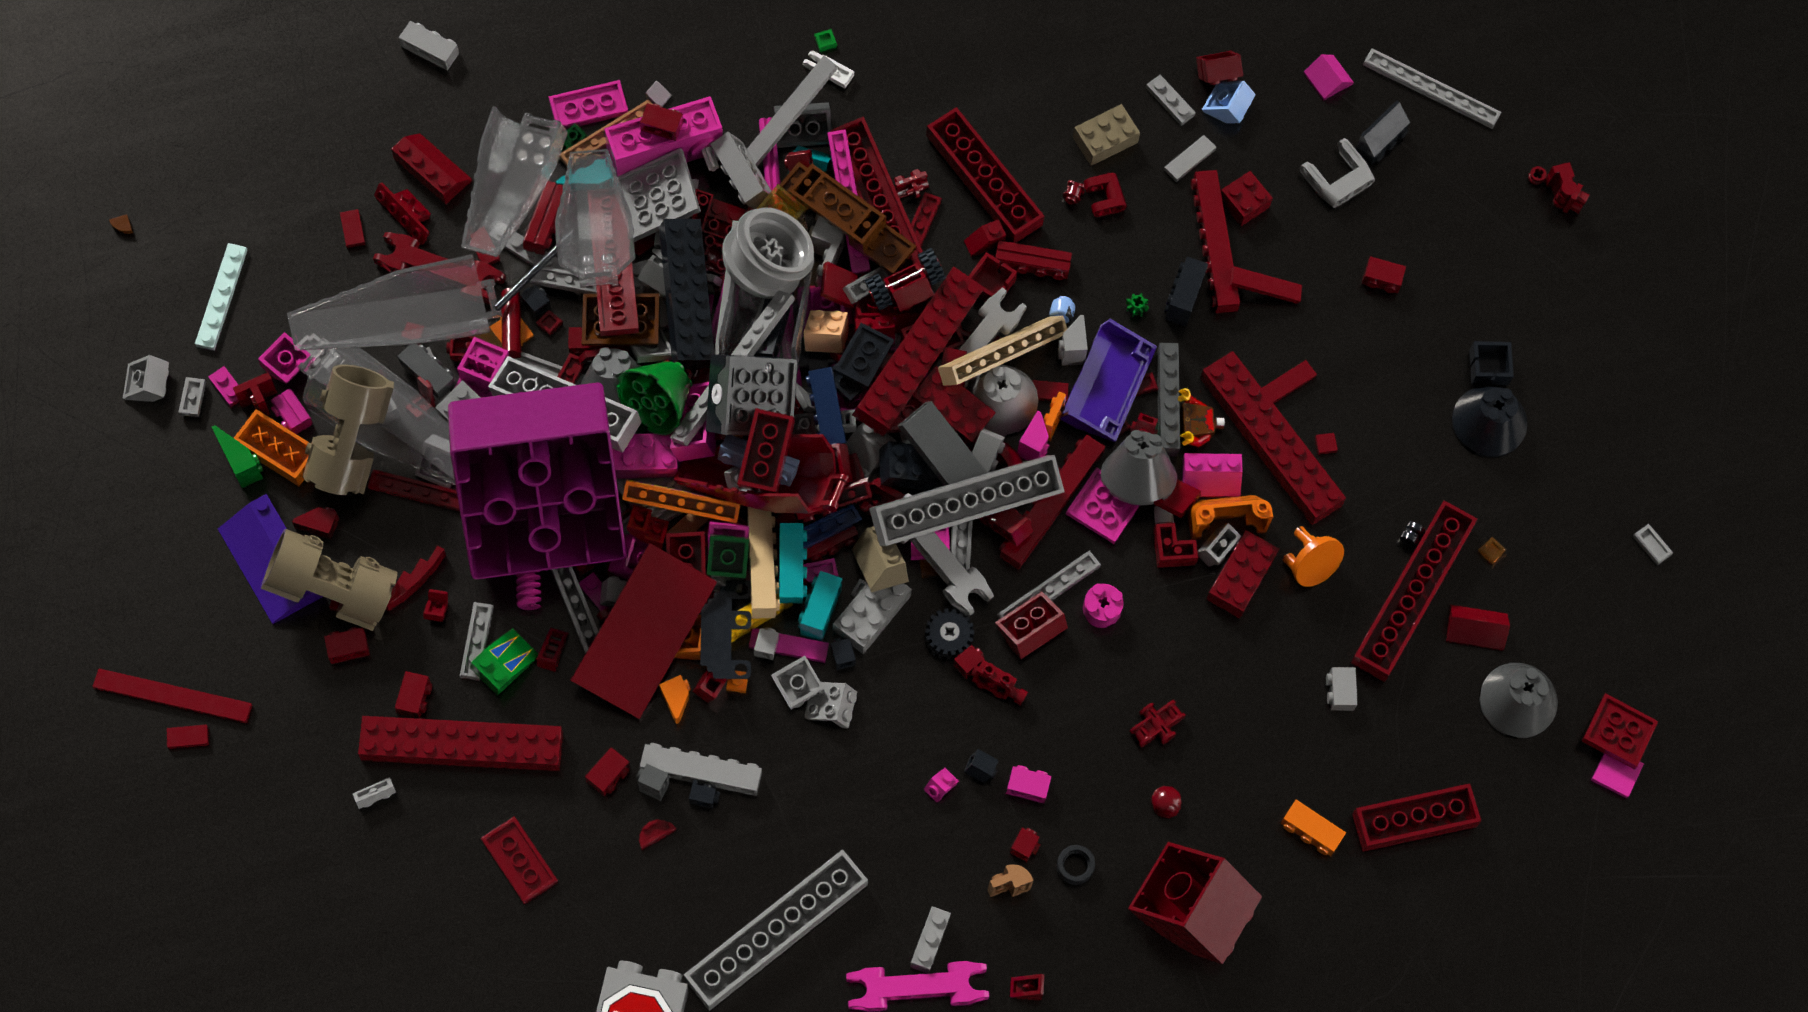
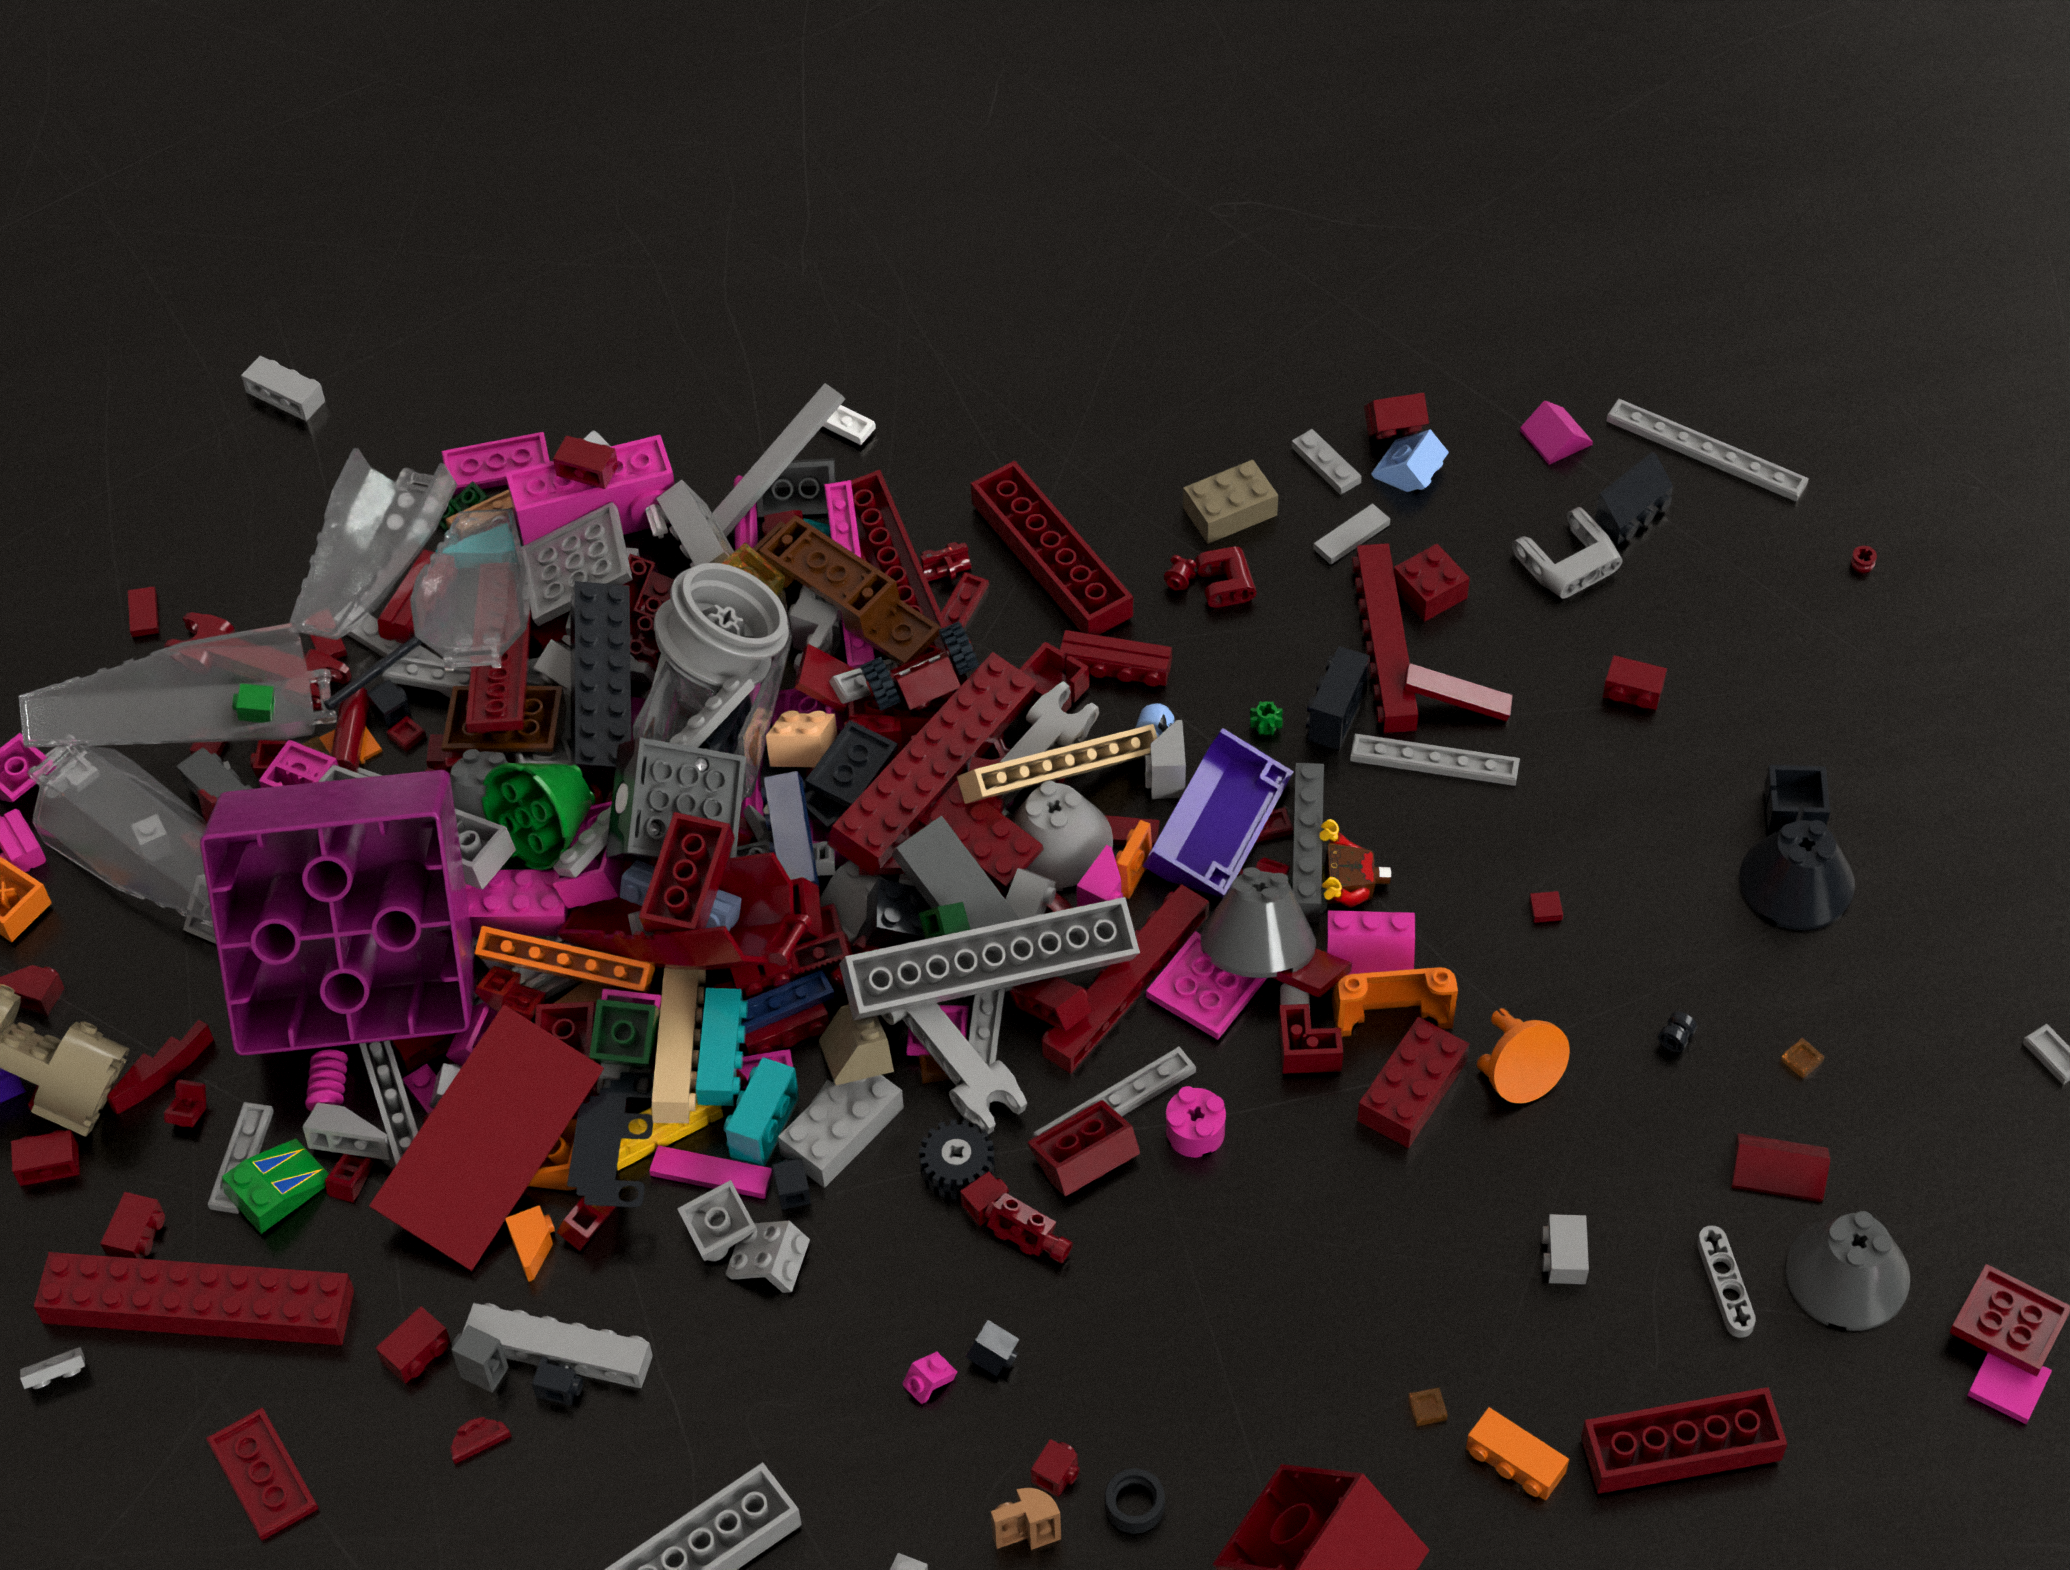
camera: 10 degrees right, 15 degrees down
(356, 398) = (66, 897): dark tan cylinder -> none
(406, 210) = (220, 588): dark red bracket -> none
(414, 490) = (167, 947): dark red tile -> none
(430, 166) = (262, 535): dark red slope -> none
(447, 309) = (254, 703): none -> green brick
(541, 623) = (342, 1131): none -> light grey slope
(737, 685) = (628, 1222): orange plate -> none
(766, 643) = (674, 1164): light grey brick -> none
(825, 40) = (841, 384): green tile -> none
(937, 476) = (944, 920): none -> dark green brick
(985, 238) = (1047, 627): dark red slope -> none
(1028, 784) = (1066, 1378): dark pink brick -> none
(1157, 723) = (1273, 1293): dark red axle -> none
(1166, 801) = (1284, 1410): dark red hair -> none
(1218, 545) = (1376, 1039): light grey brick -> none
(1250, 334) = (1435, 759): none -> light grey tile
(1256, 796) = (1427, 1406): none -> clear orange tile
(1272, 438) = (1465, 897): dark red brick -> none
(1289, 381) = (1490, 824): dark red tile -> none
(1414, 591) = (1678, 1110): dark red brick -> none
(1446, 706) = (1729, 1280): none -> light grey beam
(1566, 192) = (1904, 572): dark red hips -> none

